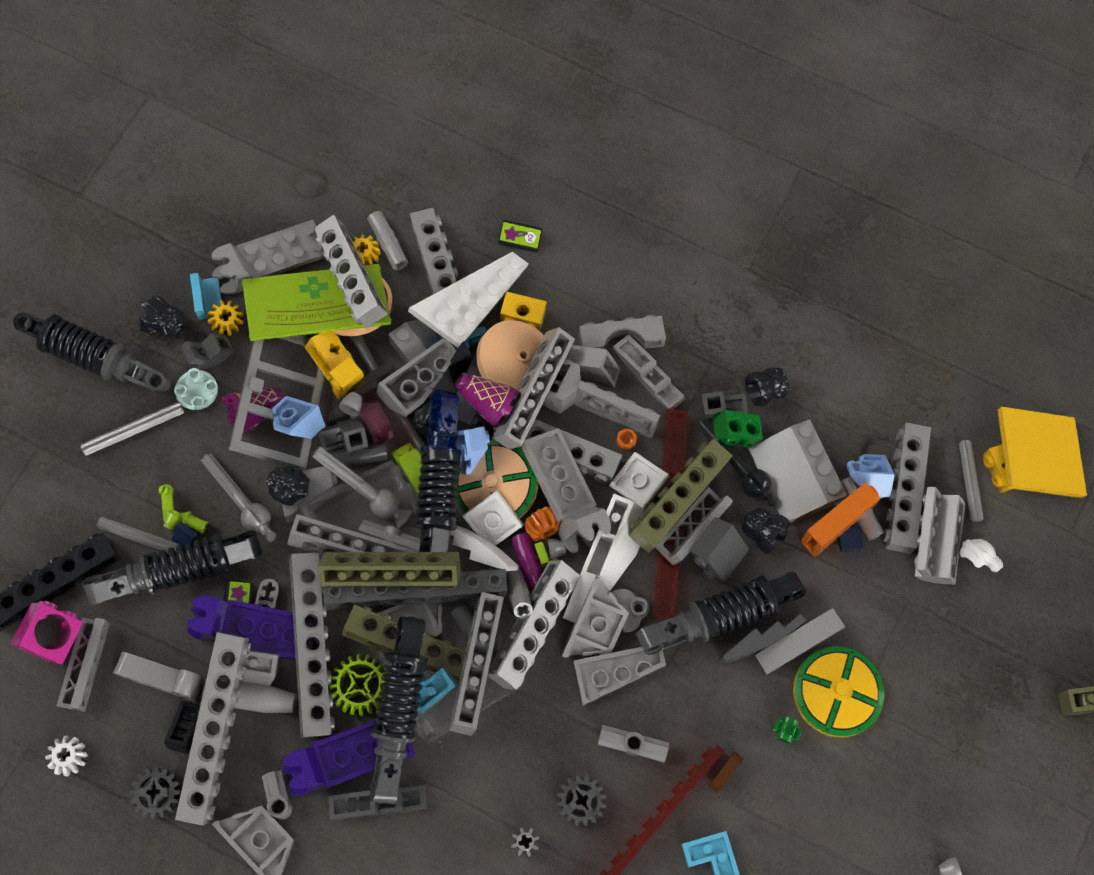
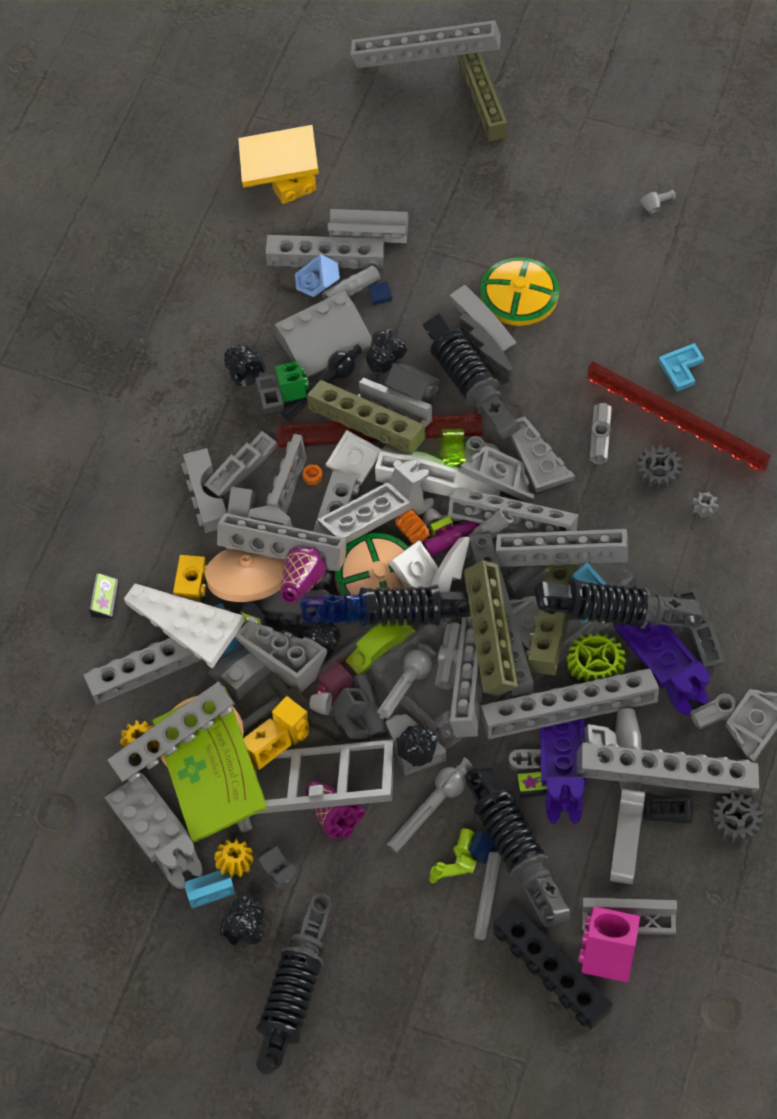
camera: 90 degrees left, 10 degrees down
(71, 762) = (717, 913): white gear -> none
(132, 428) = (371, 929): light grey axle -> none
(196, 389) = (318, 873): light aqua dish -> none
(297, 418) = (345, 748): light blue slope -> none
(387, 240) = (119, 719): light grey axle -> none
(473, 446) = (350, 582): light blue slope -> none
(637, 579) = (452, 446): none -> clear neon green brick
(726, 772) = (609, 361): reddish brown beam -> none
(787, 730) = (562, 321): green gear -> none
(840, 519) = (369, 293): orange slope -> none
(971, 481) = (309, 209): light grey axle -> none
(981, 554) = (379, 193): white hair -> none

